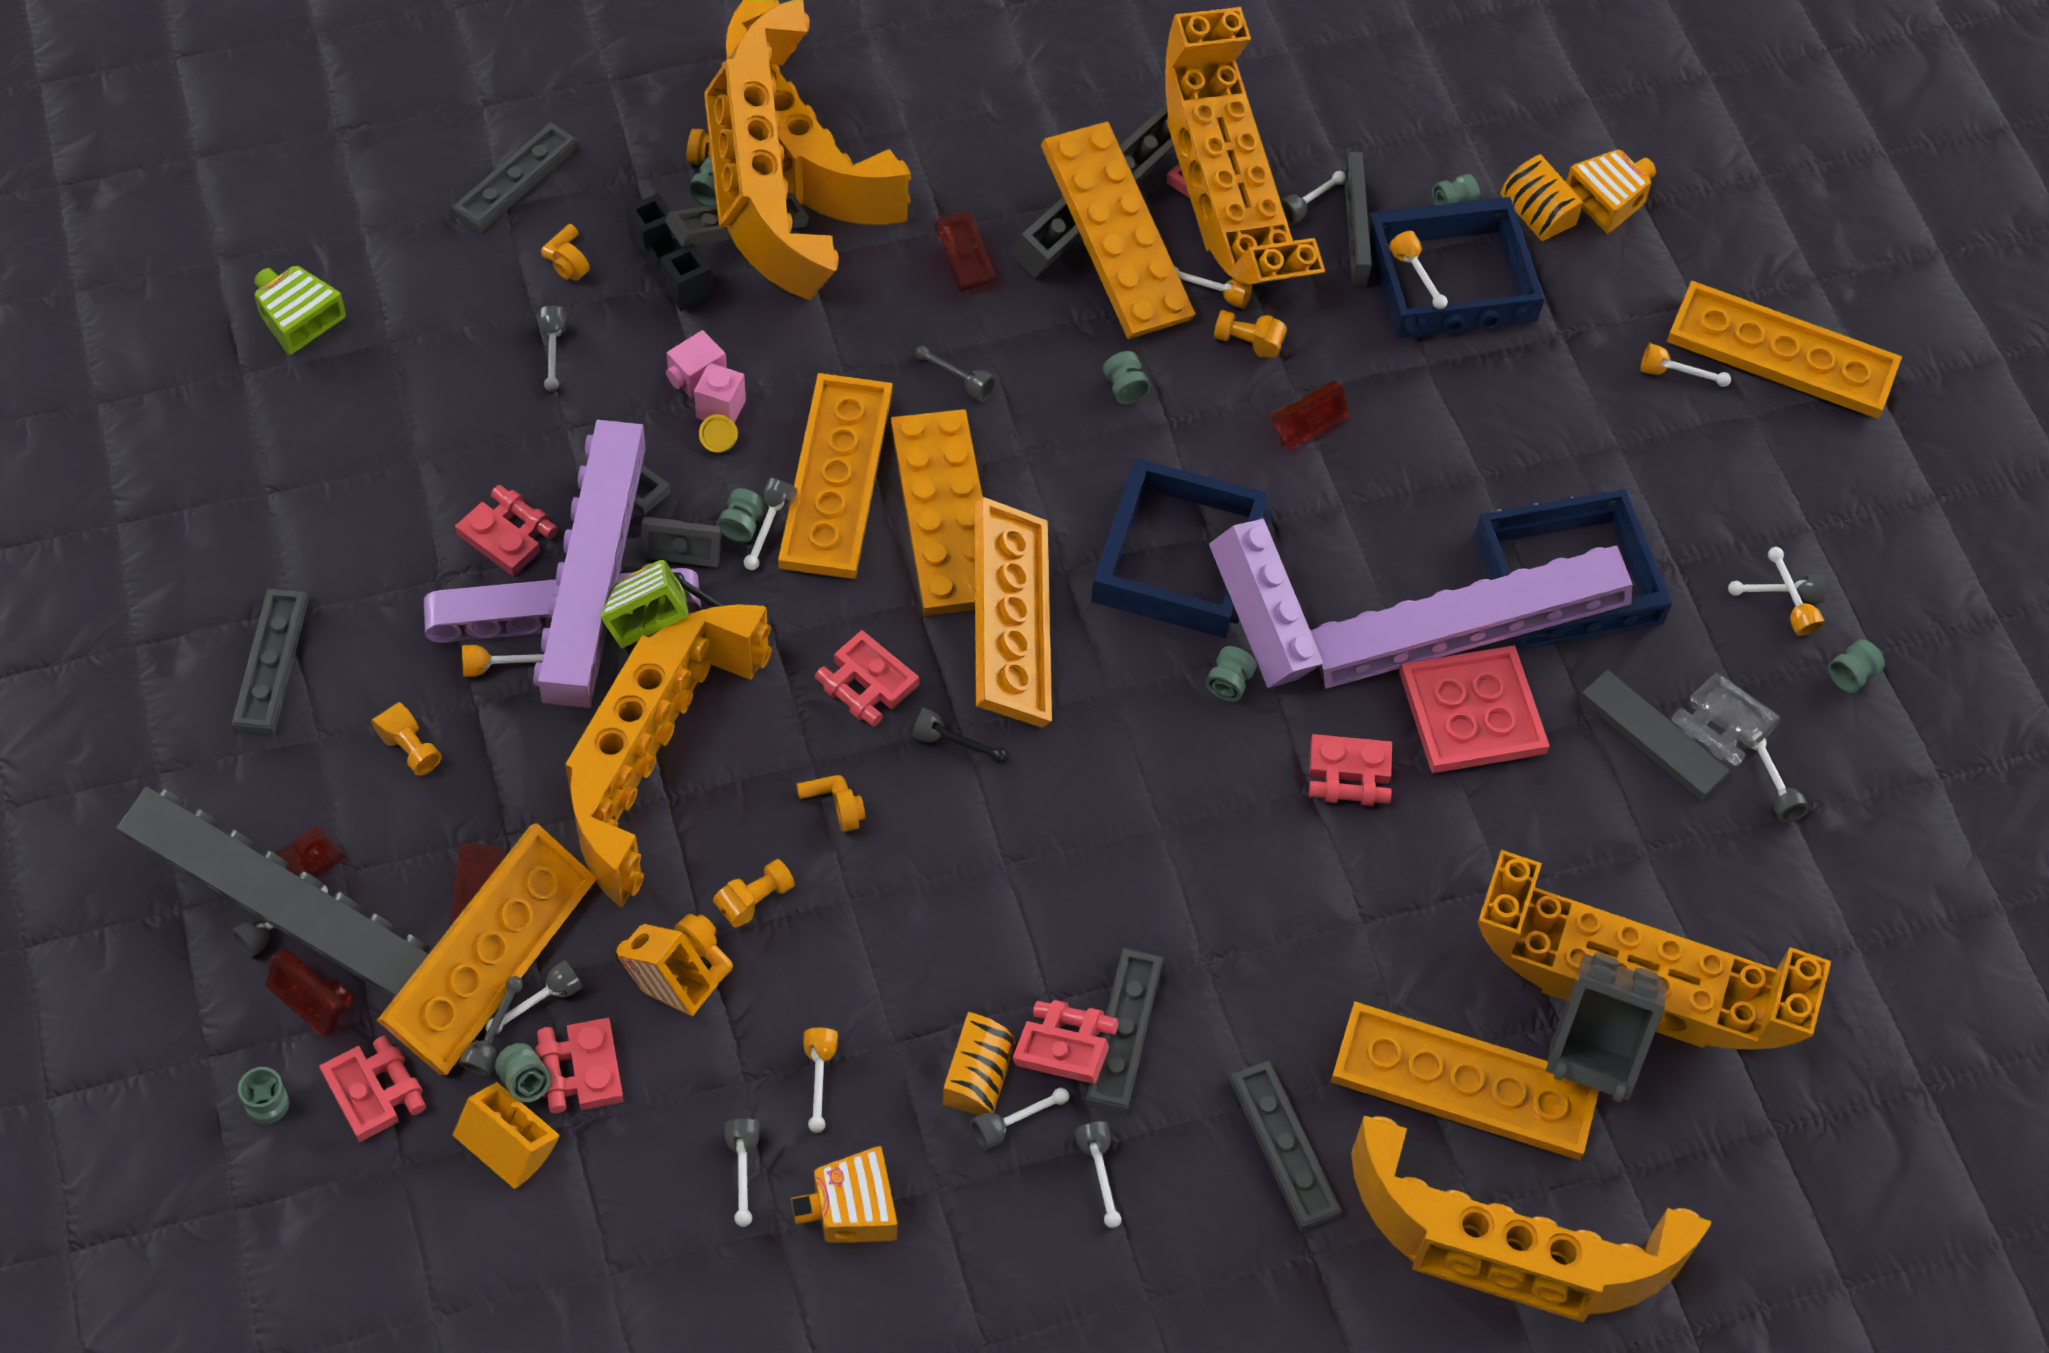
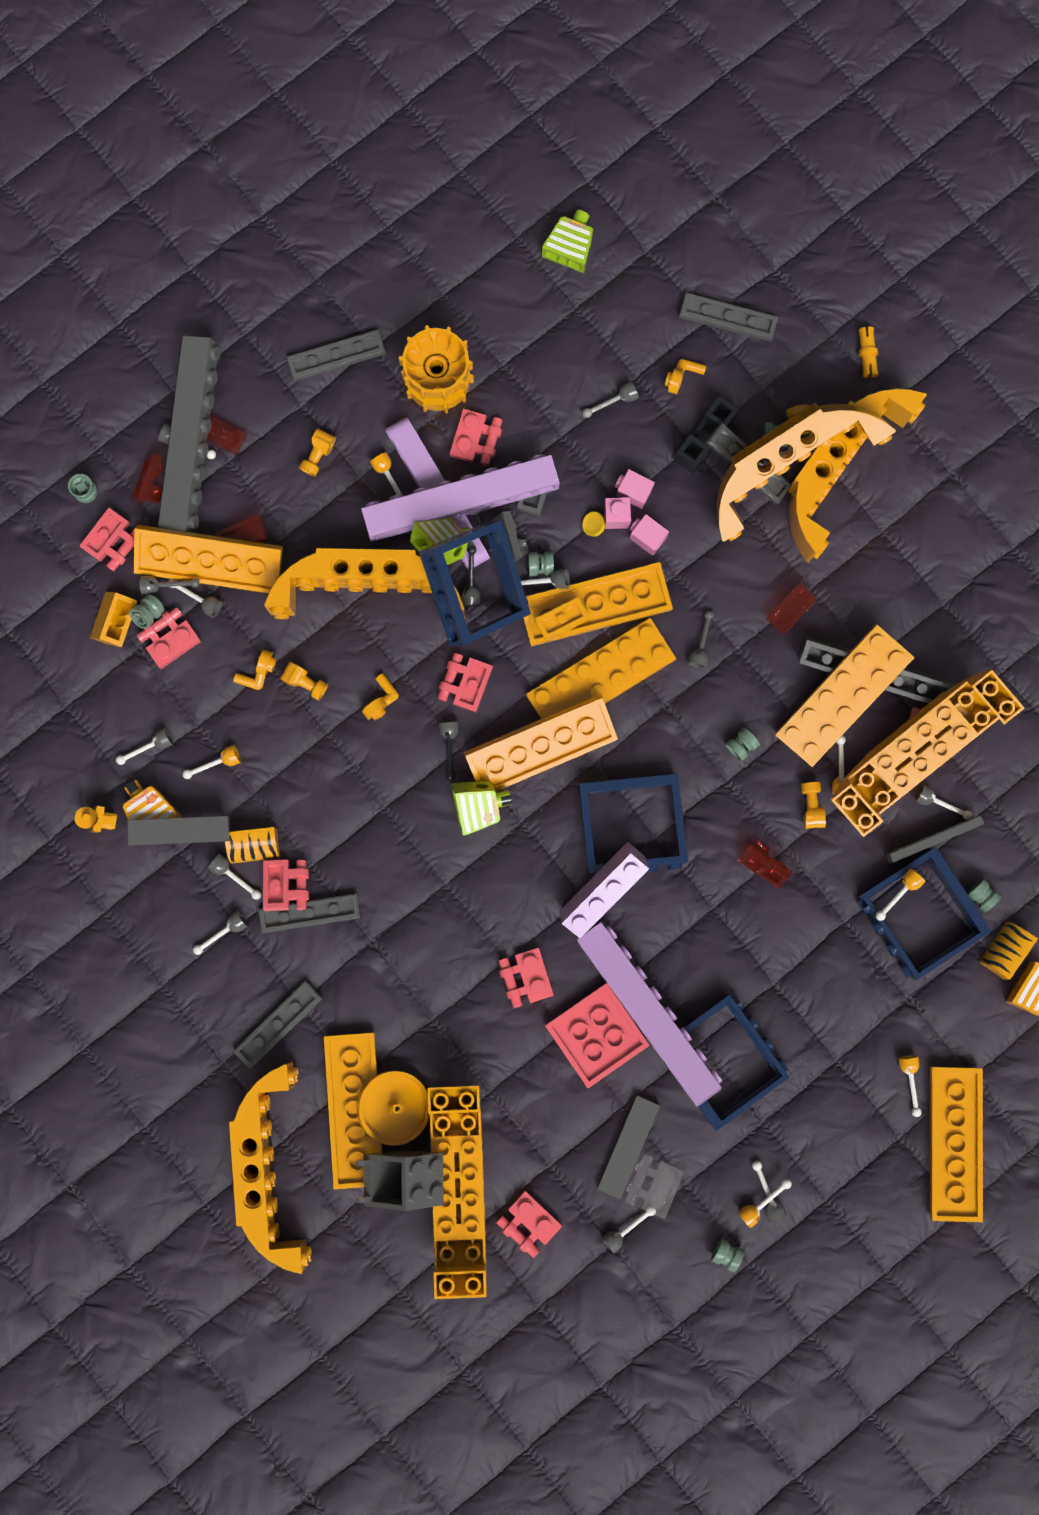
camera: 70 degrees right, 25 degrees up
(377, 488) = (431, 349): none -> light orange piece
(658, 48) = (868, 352): none -> light orange pin
(659, 956) = (232, 646): light orange torso -> none
(728, 595) = (445, 593): none -> dark blue window
(771, 372) = (648, 534): none -> bright pink brick
(830, 1275) = (95, 819): none -> light orange hips
(840, 511) = (562, 619): none -> light orange plate
(909, 1151) = (178, 830): none -> dark grey tile
(1064, 725) = (478, 804): none -> torso
(1232, 671) = (557, 886): sand green wheel -> none
(1484, 1018) = (393, 1108): none -> light orange piece
(1721, 896) = (532, 1216): none -> coral plate

